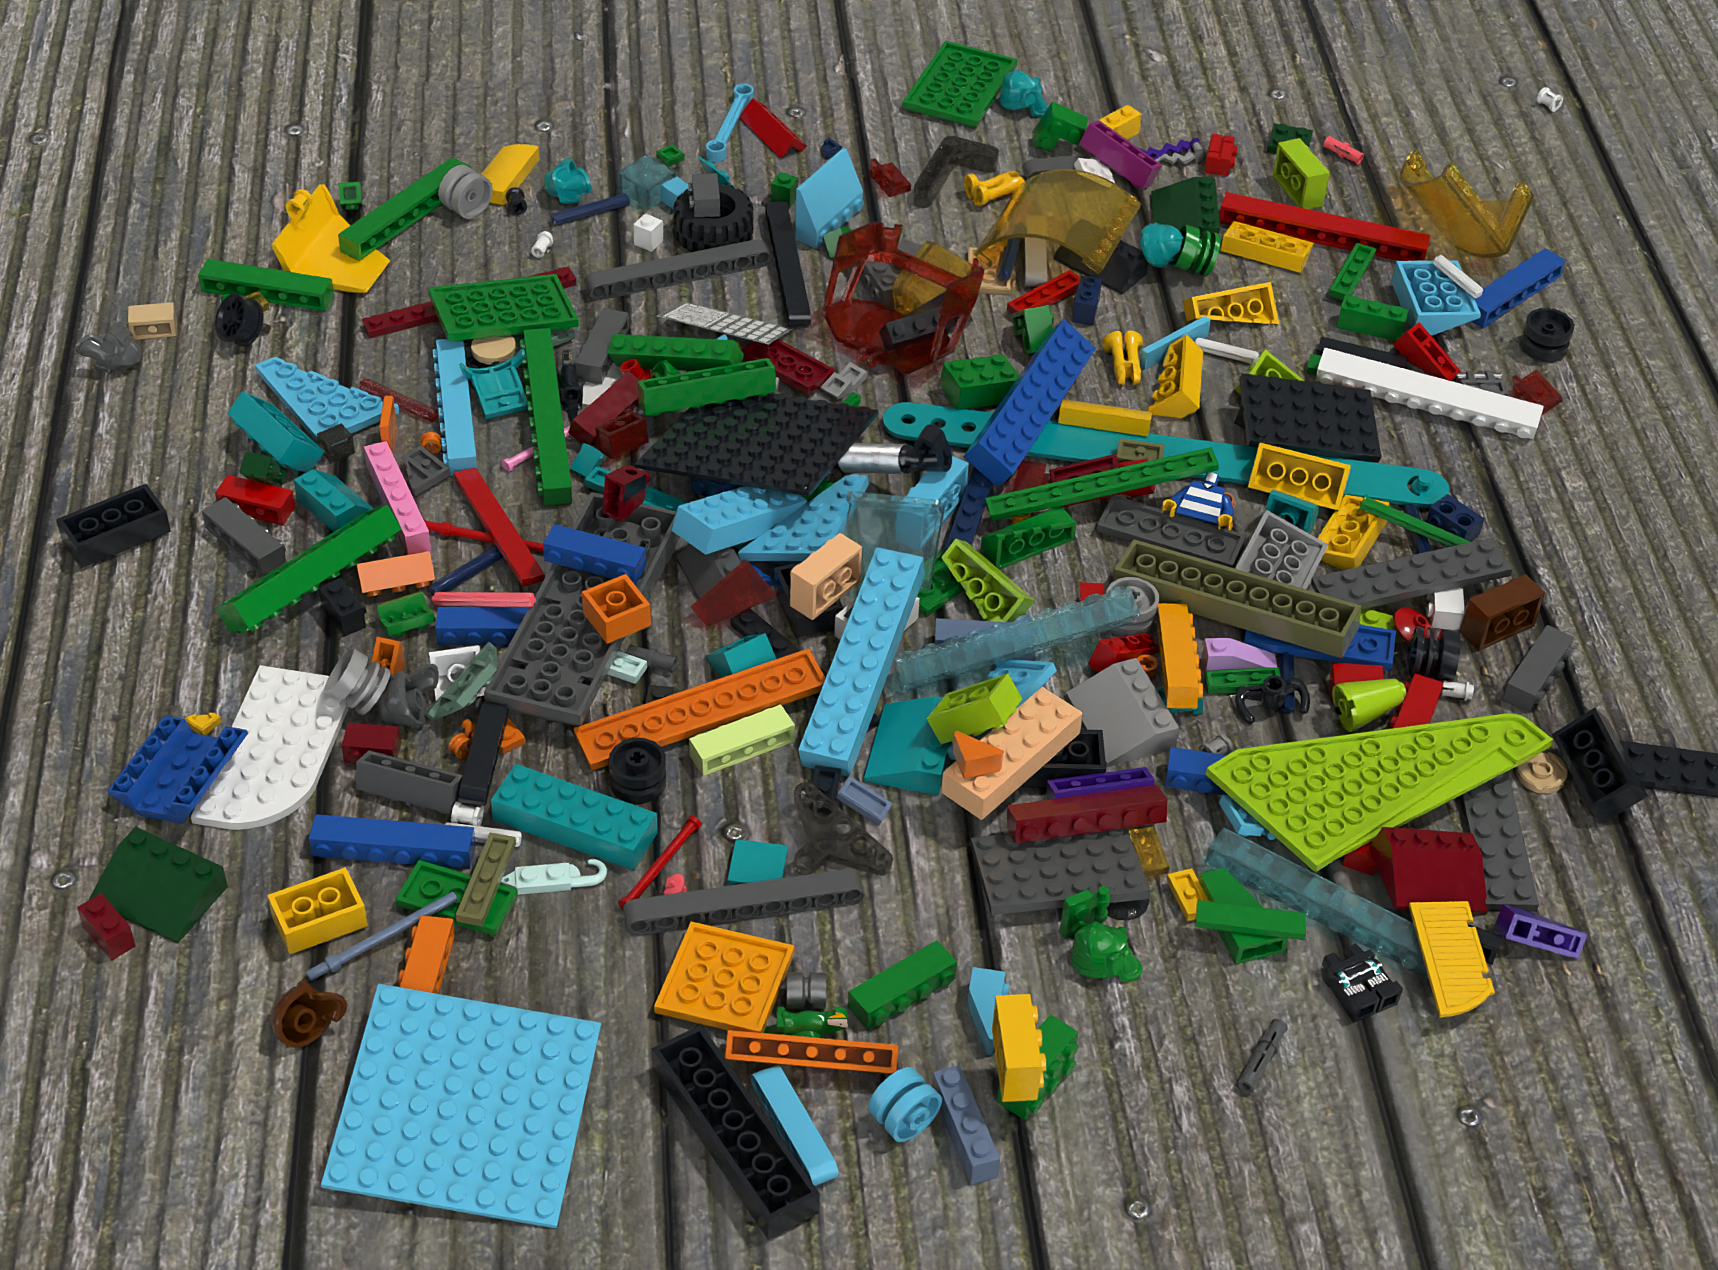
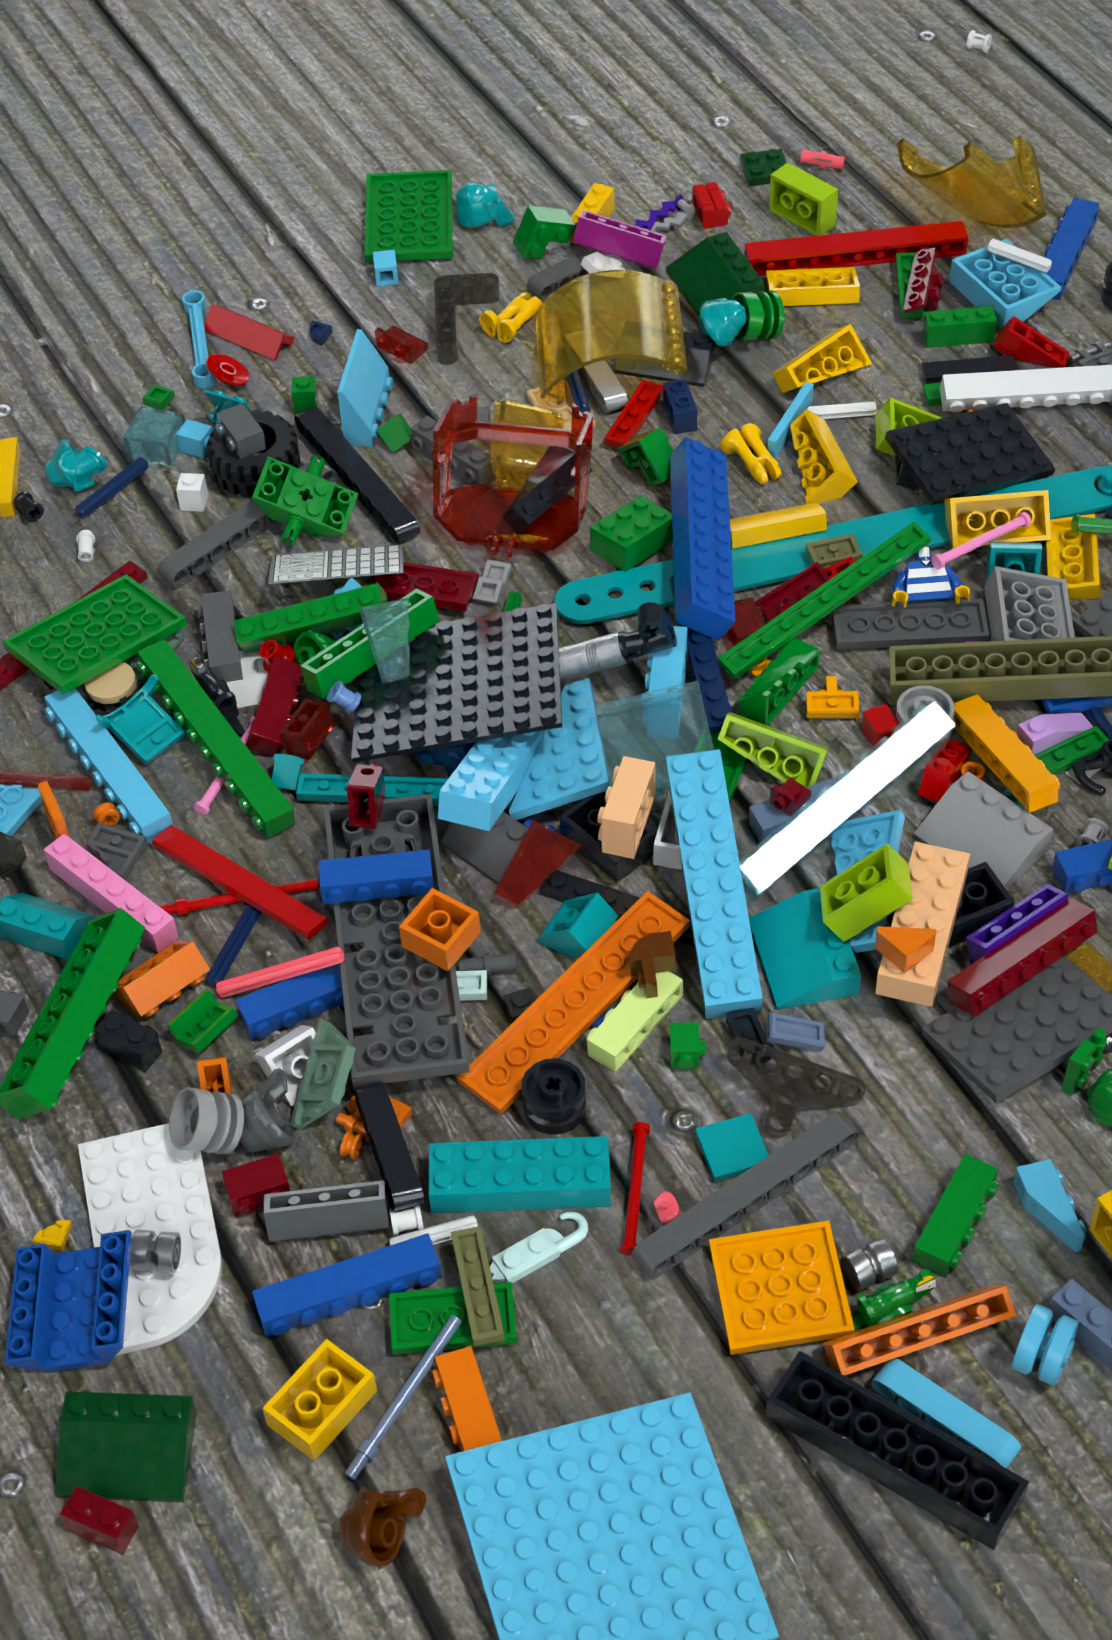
camera: 20 degrees left, 5 degrees up
(261, 756) = (156, 1251): none -> flat silver wheel
(661, 419) = (343, 697): none -> medium blue bush
(718, 383) = (388, 636): none -> clear light blue wing
(726, 264) = (303, 499): none -> green slope
(735, 151) = (227, 369): none -> red dish
(767, 775) = (685, 1045): none -> green brick
(775, 694) = (652, 955): none -> reddish brown brick
(913, 116) = (385, 267): none -> medium azure brick
(971, 620) = (789, 796): none -> dark red bracket
(1063, 569) = (832, 702): none -> light orange hinge
(1316, 483) = (939, 560): none -> bright pink bar
(1365, 274) = (924, 283): none -> dark red bracket

